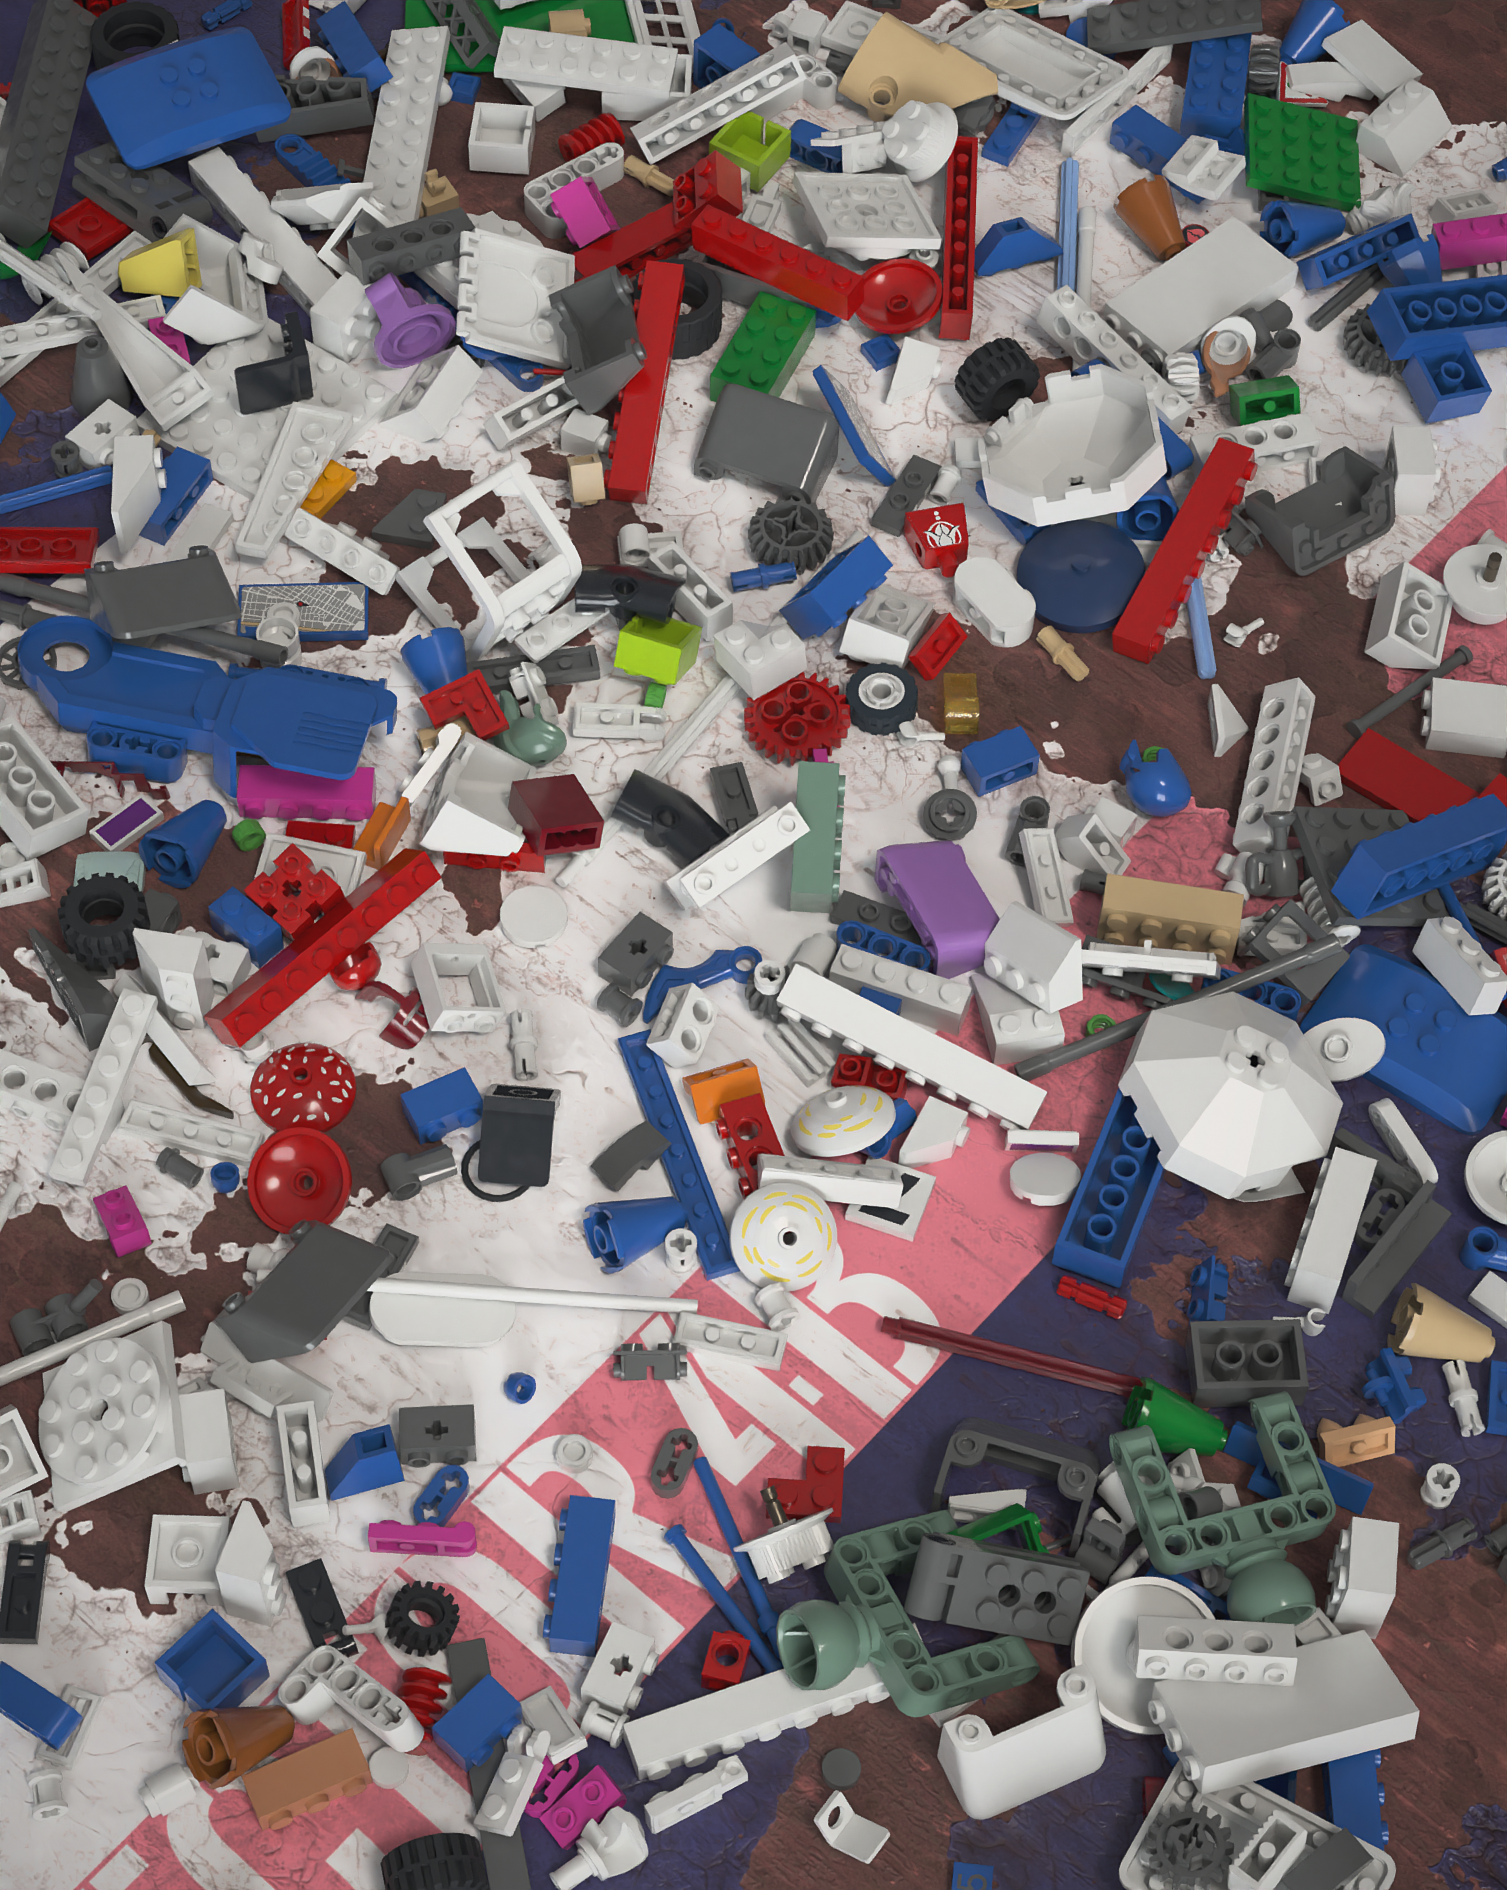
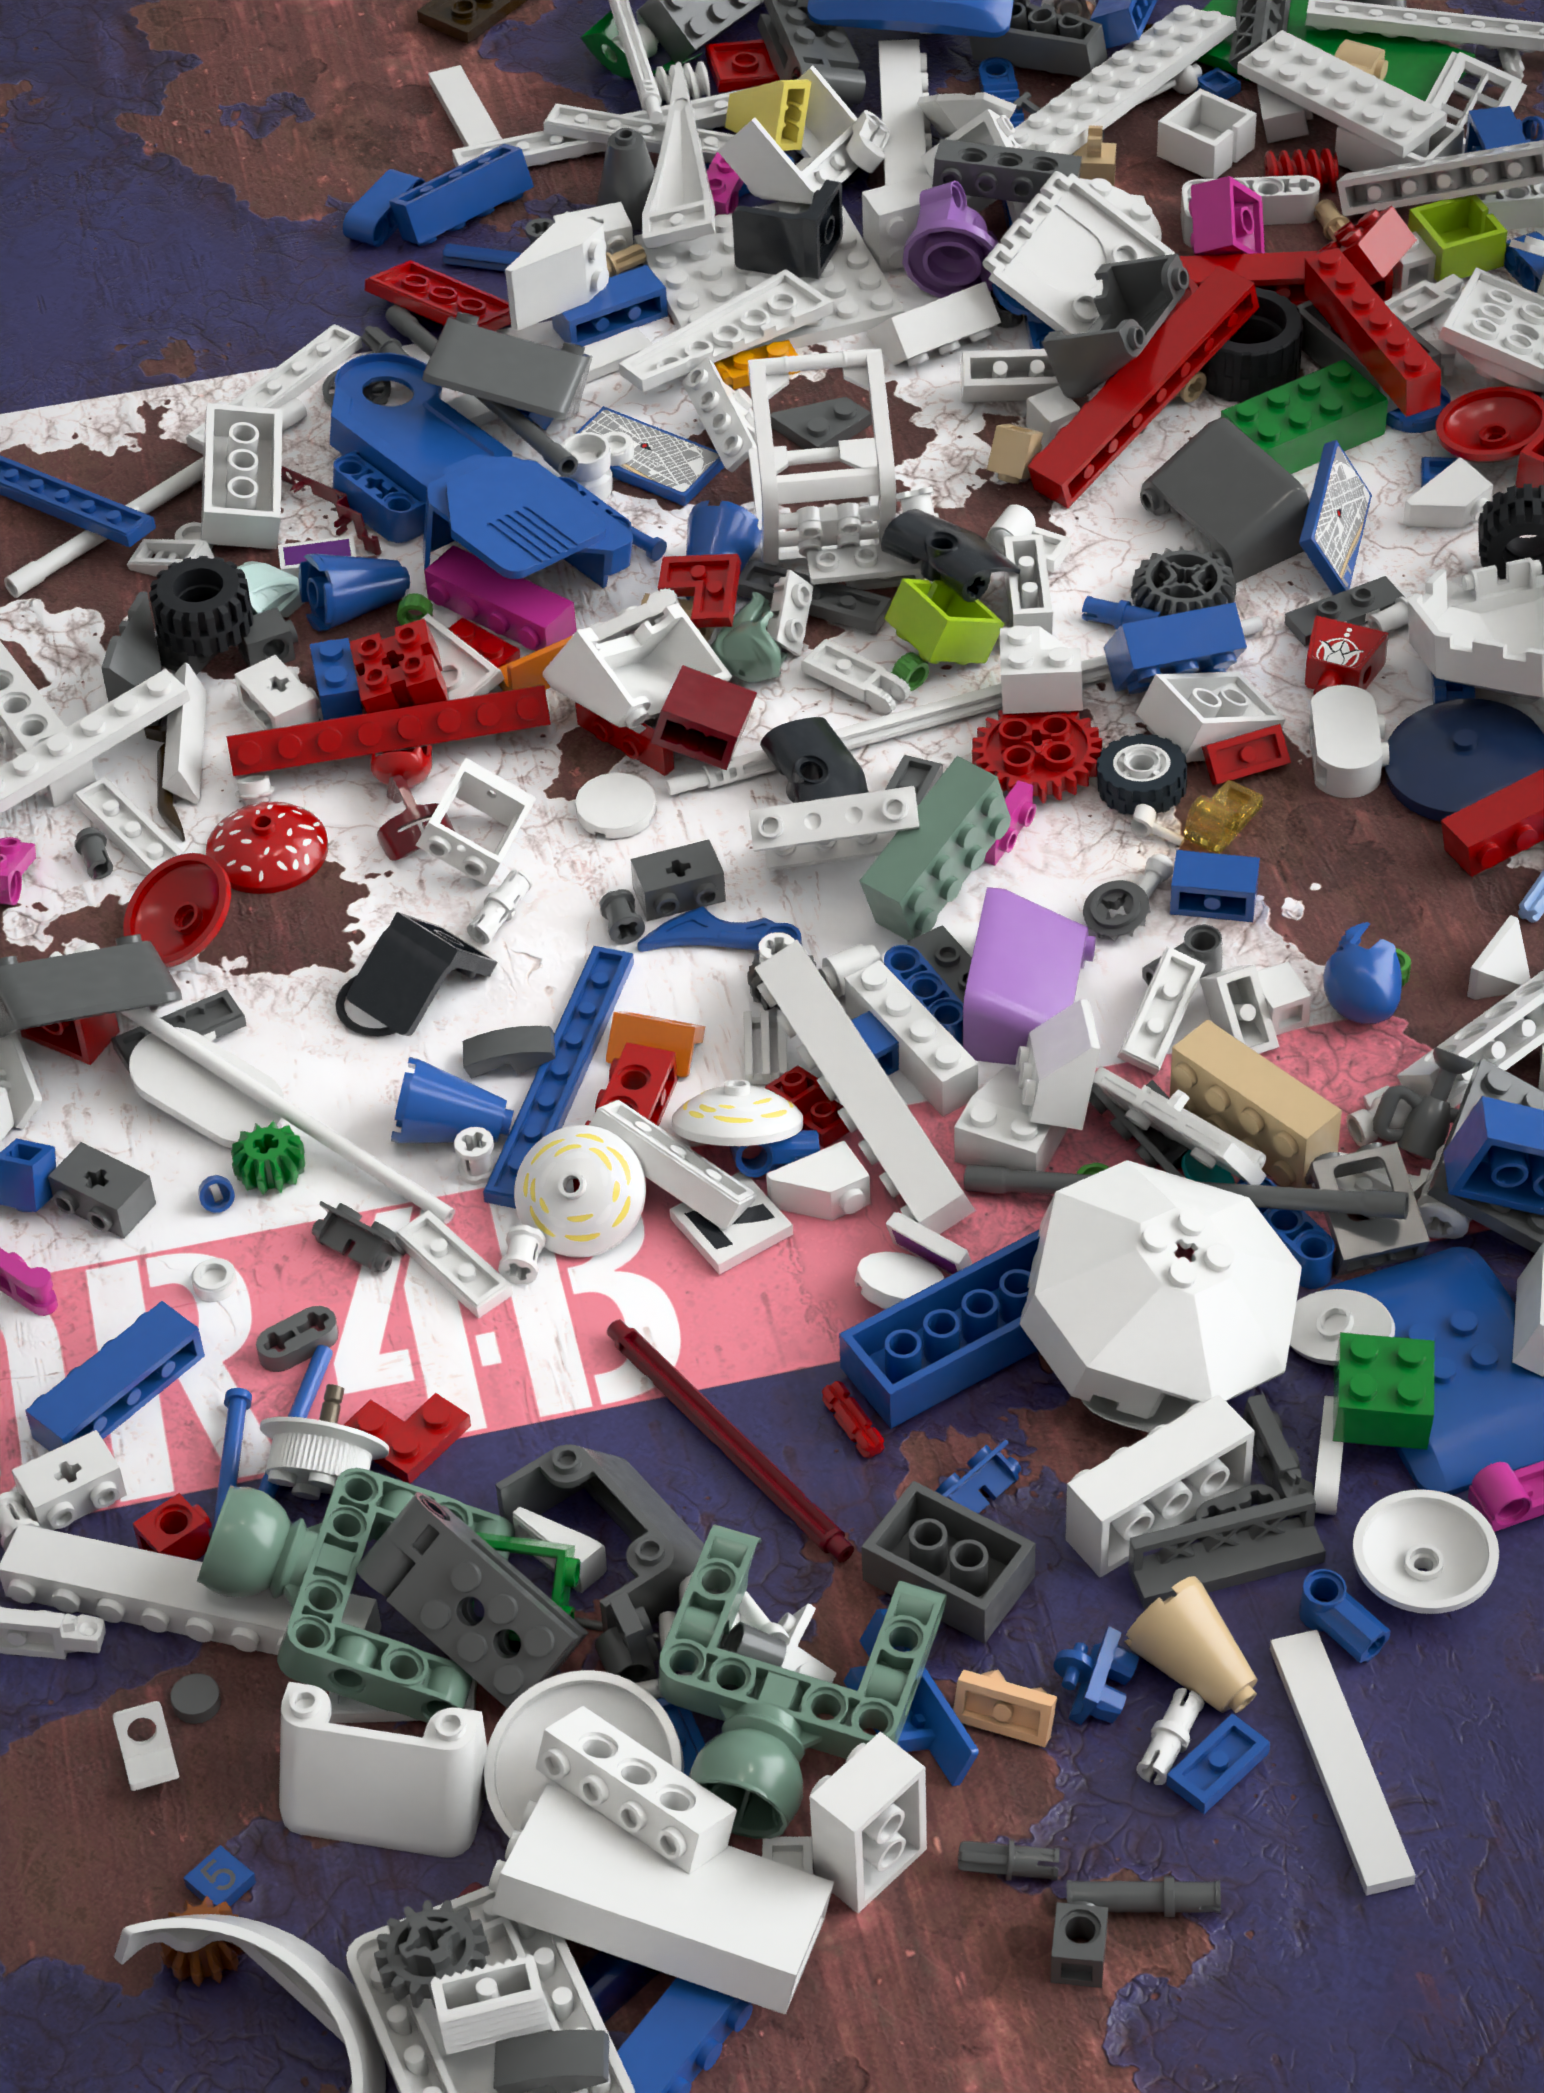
camera: 40 degrees right, 10 degrees down
(178, 974) = (223, 681): white slope -> none
(225, 1177) = (123, 880): blue hinge -> none
(409, 1174) = (289, 959): dark grey piece -> none
(435, 1494) = (59, 1248): blue beam -> none
(442, 1106) = (362, 913): blue brick -> none
(549, 1336) = (268, 1158): none -> green gear
(683, 1025) = (658, 955): white brick -> none
(1062, 653) = (1380, 821): tan axle -> none
(1173, 1420) = (810, 1566): green cone -> none
(1307, 1324) = (1068, 1563): white hand -> none
(1418, 1082) = (1383, 1391): none -> green brick
(1440, 1486) = (1064, 1804): white bush -> none

